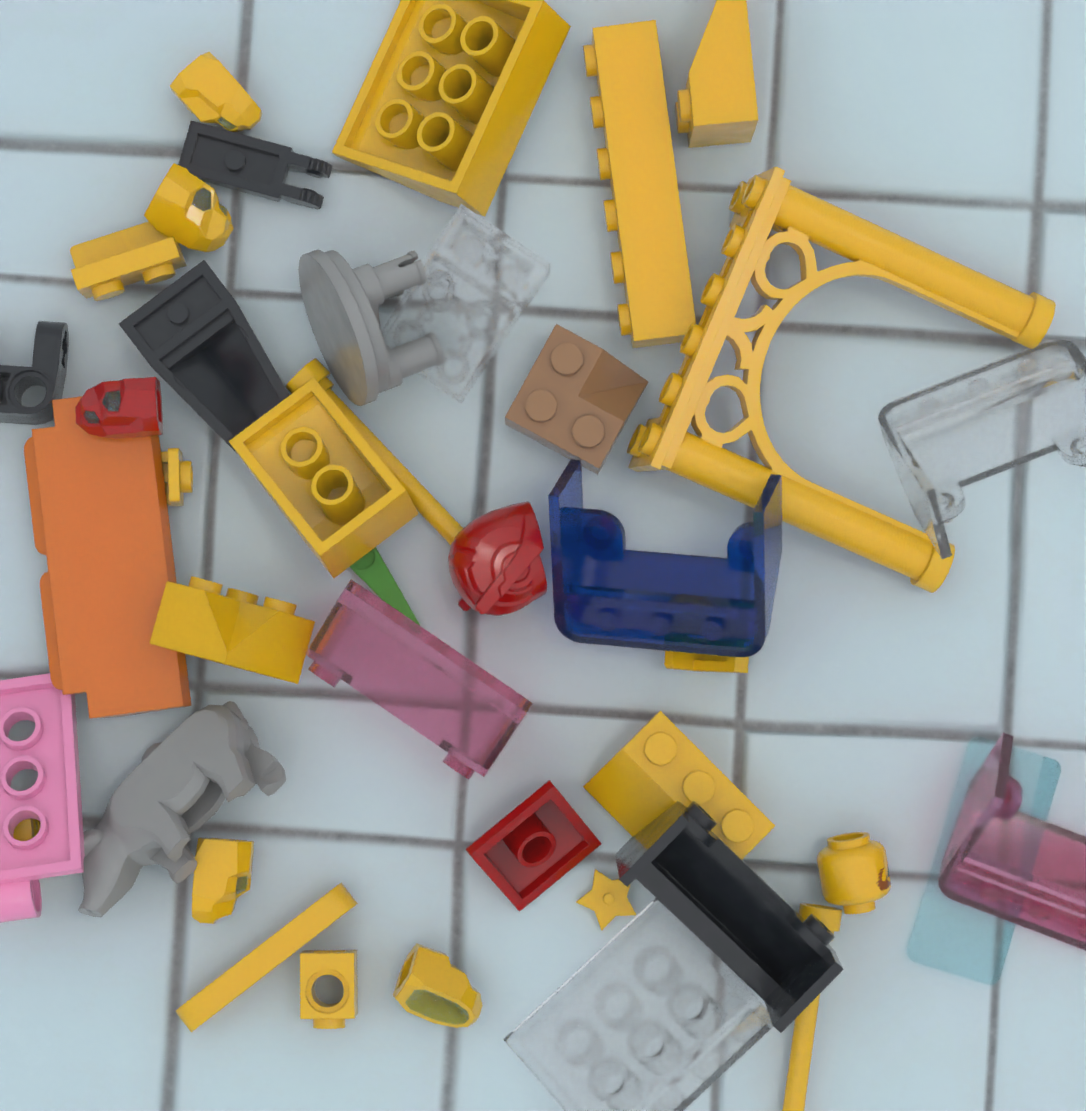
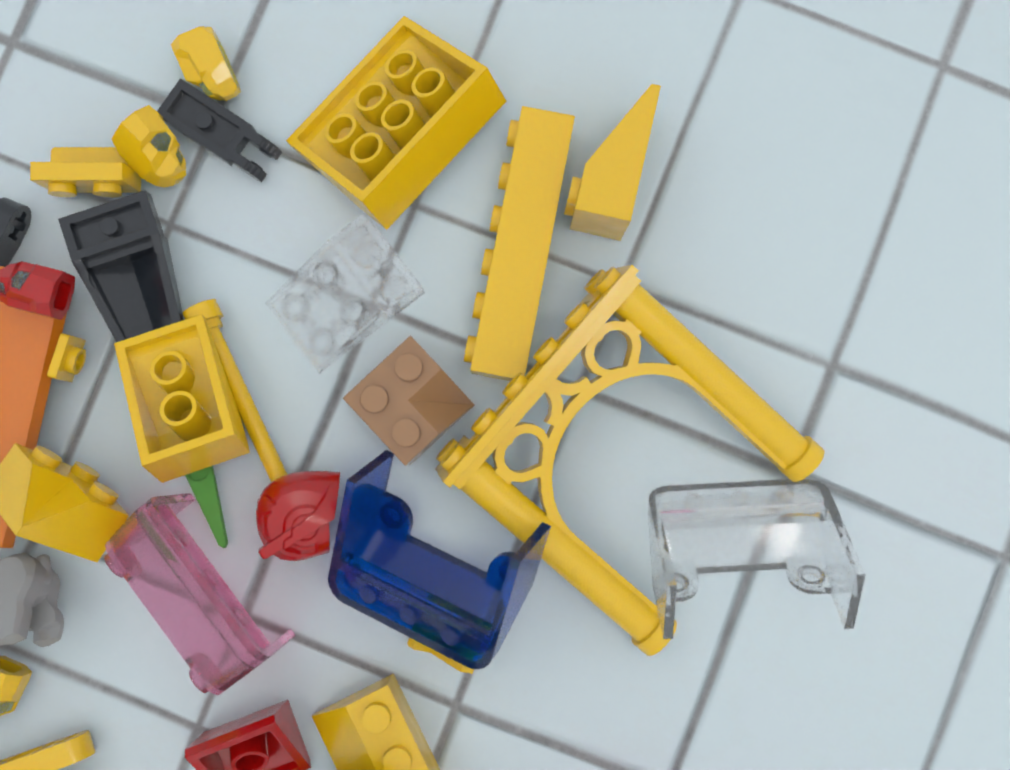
camera: 20 degrees right, 0 degrees up
(347, 326) = (242, 264): light grey piece -> none

